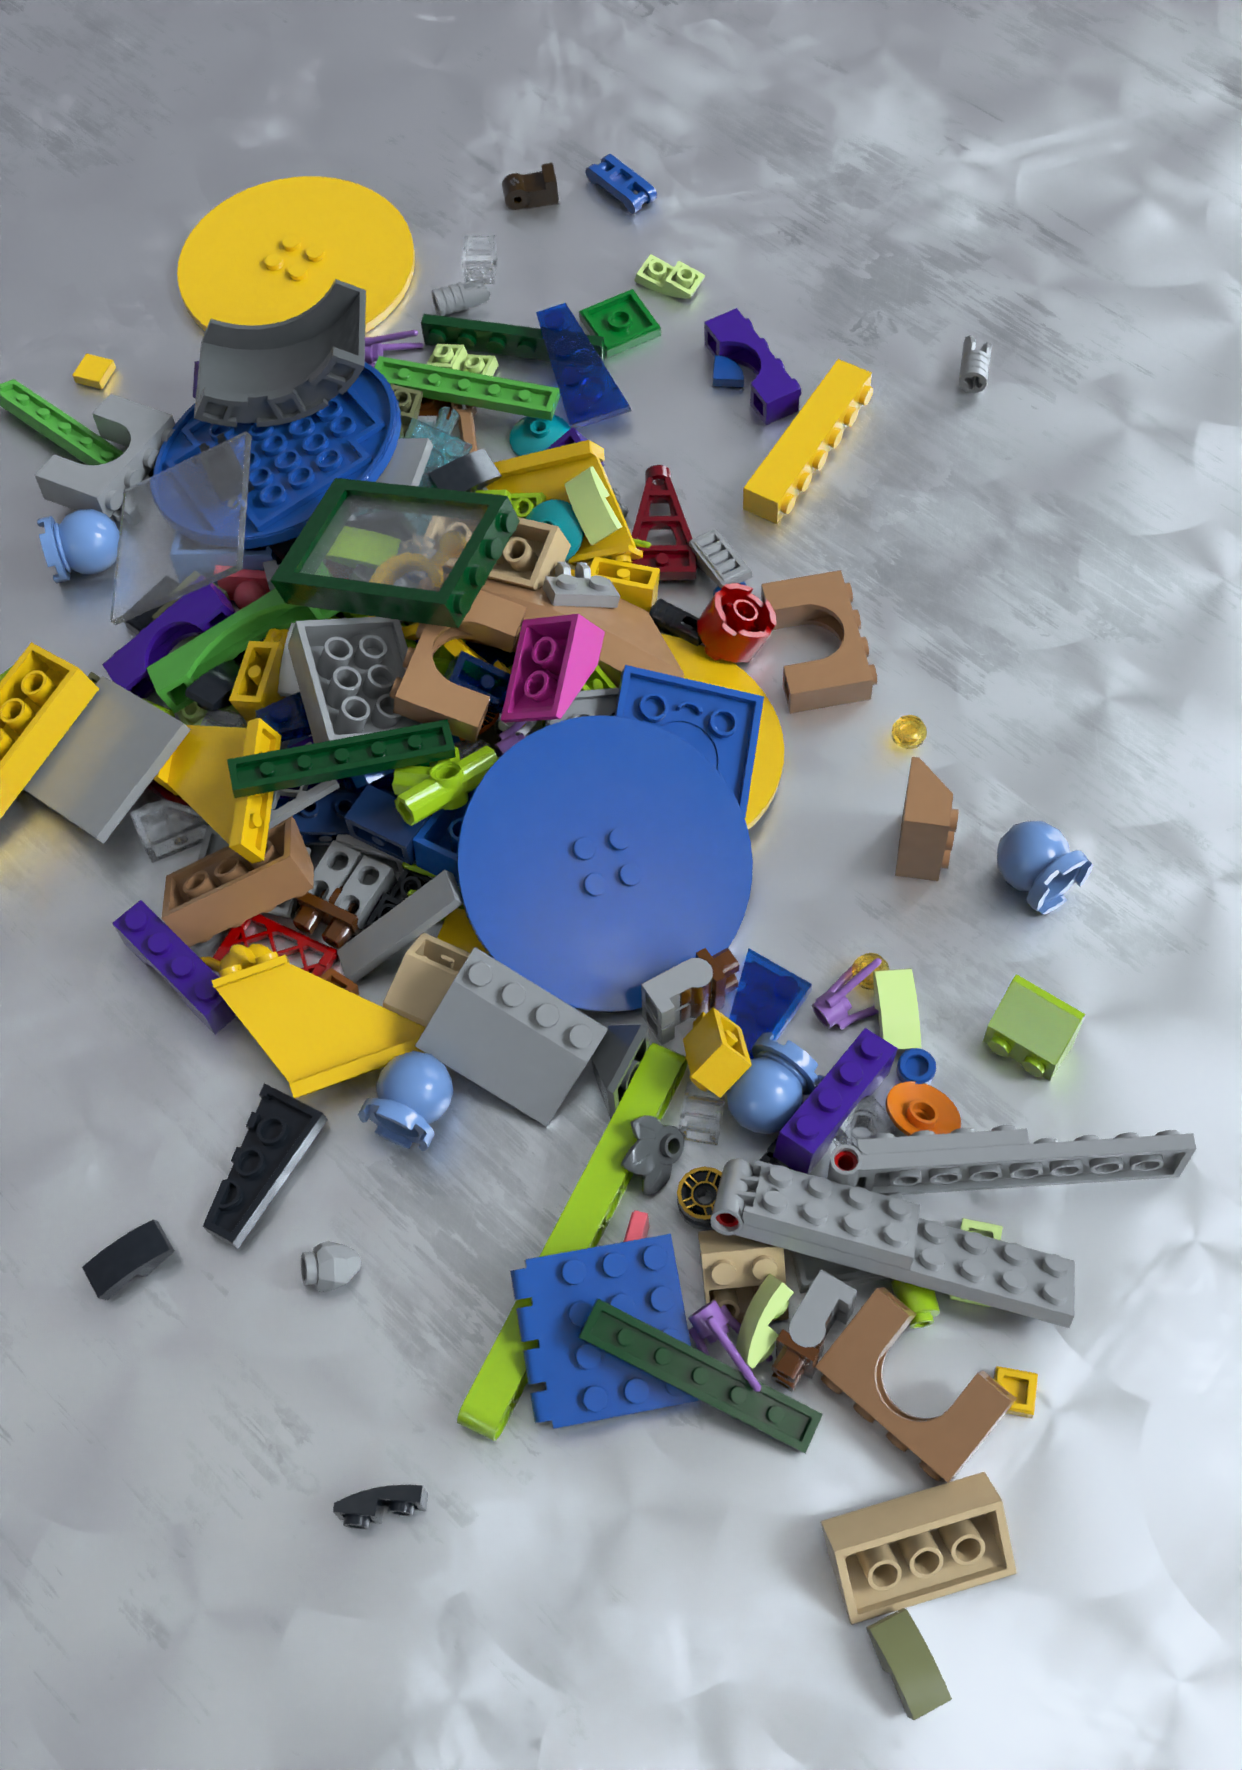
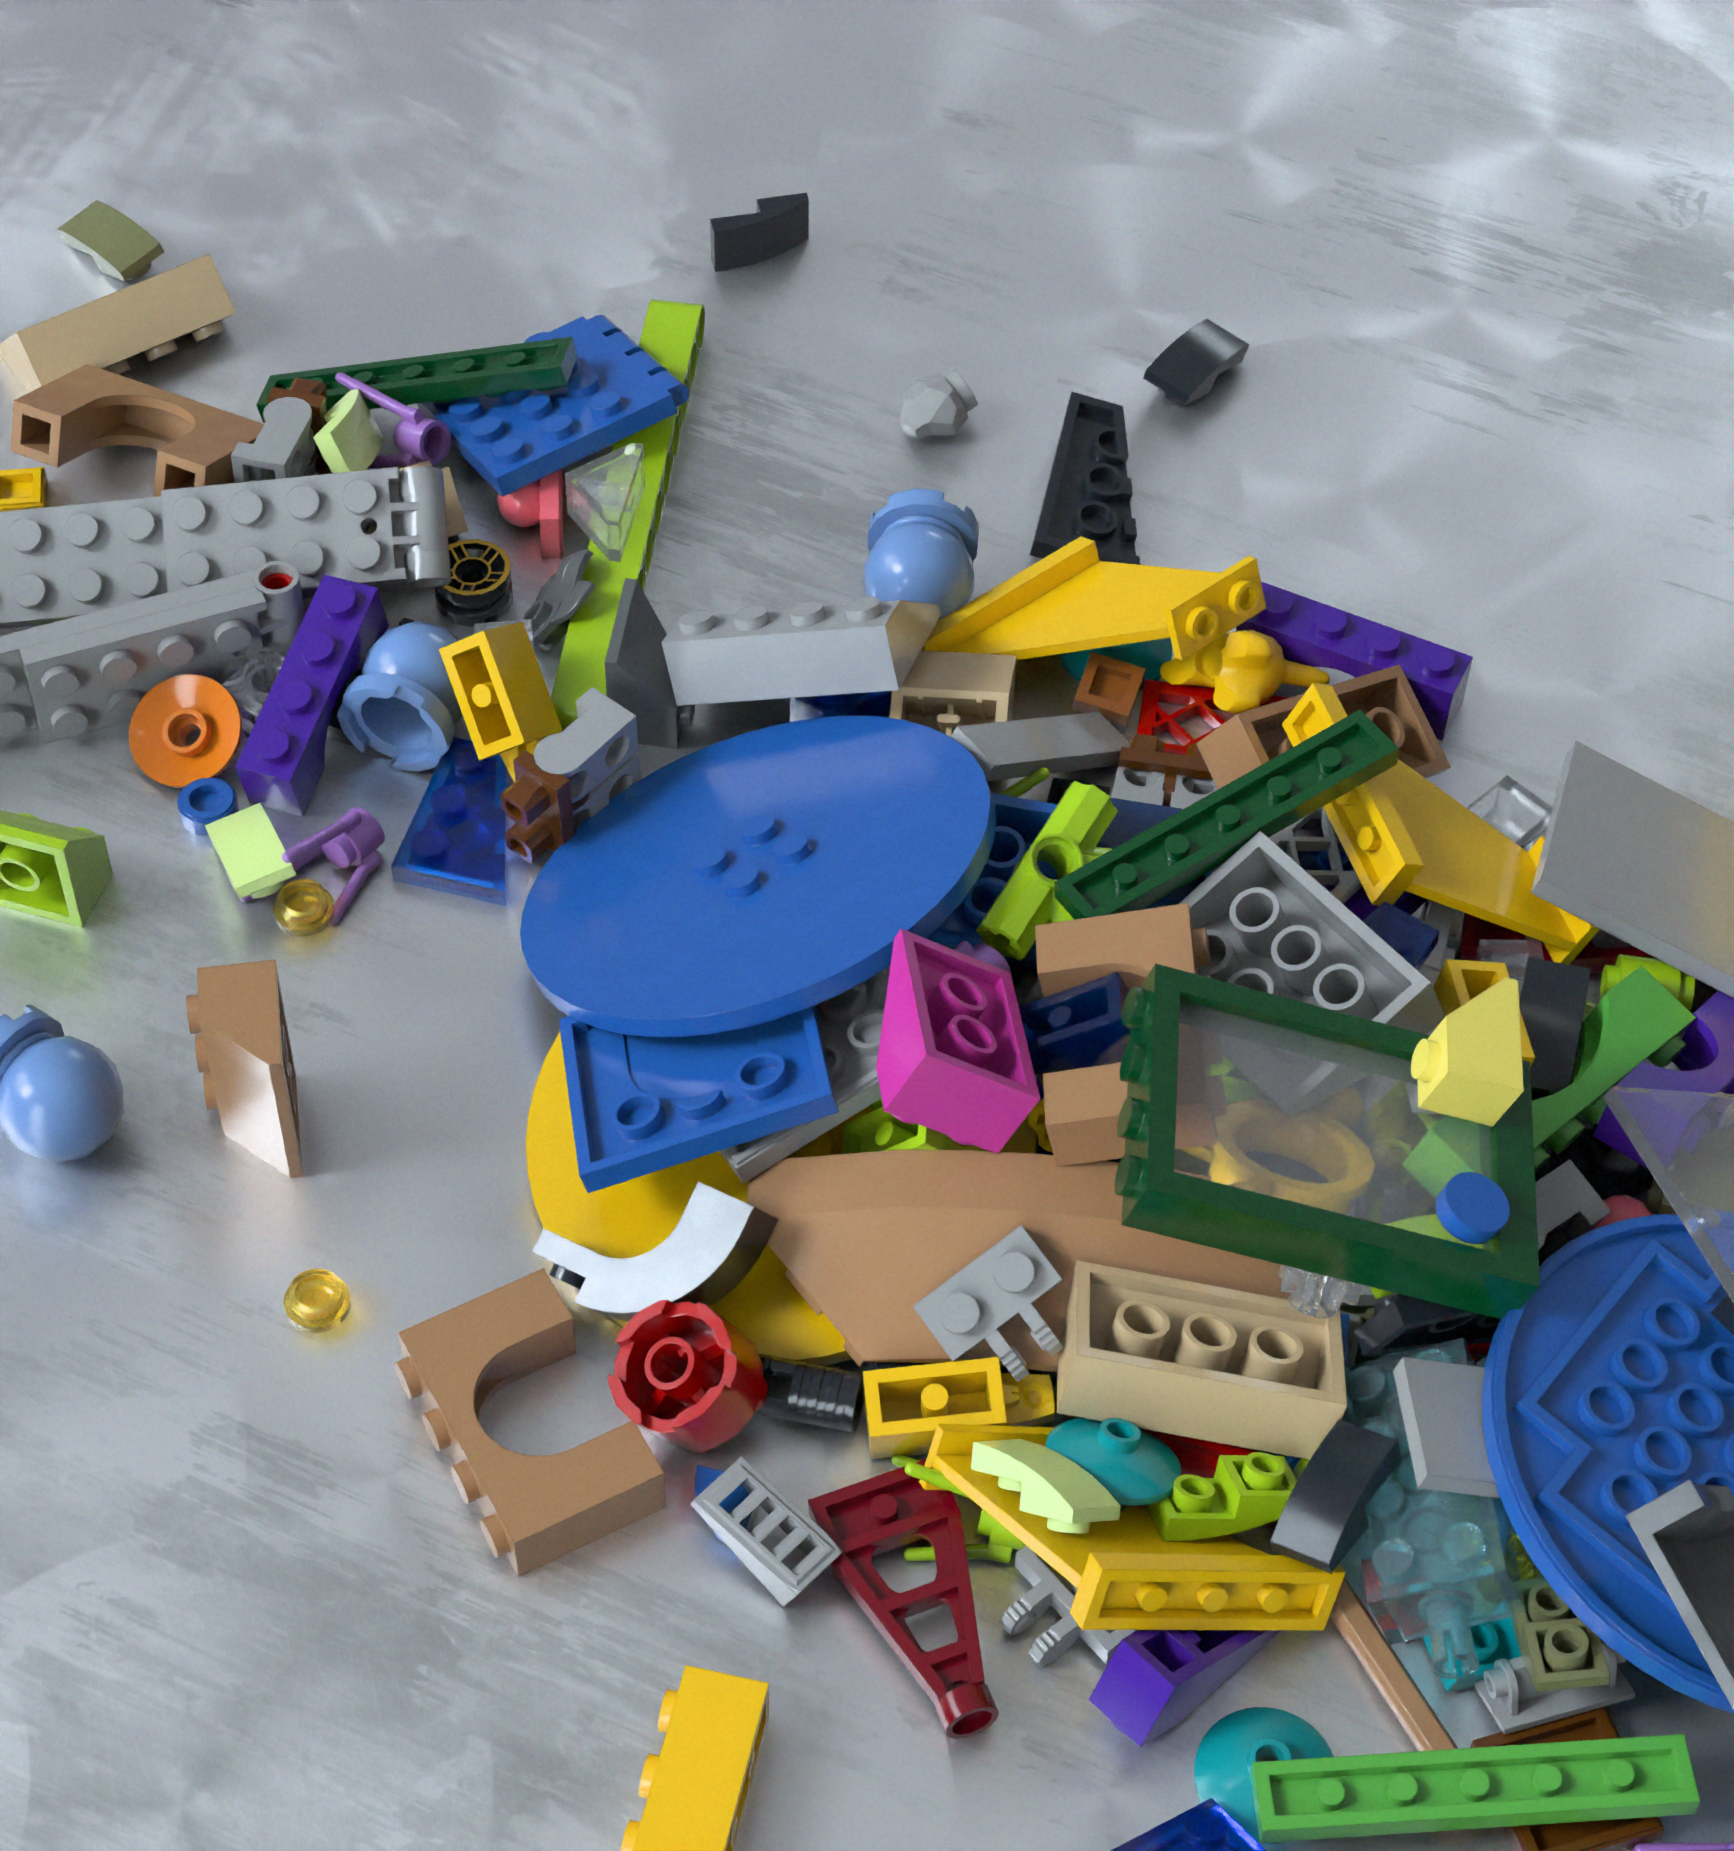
camera: 155 degrees right, 10 degrees down
(303, 559) = (1473, 1058): none -> light yellow slope
(347, 502) = (1472, 1208): none -> blue tile
(597, 1198) = (606, 497): none -> clear slope
(734, 661) = (696, 1263): none -> arch

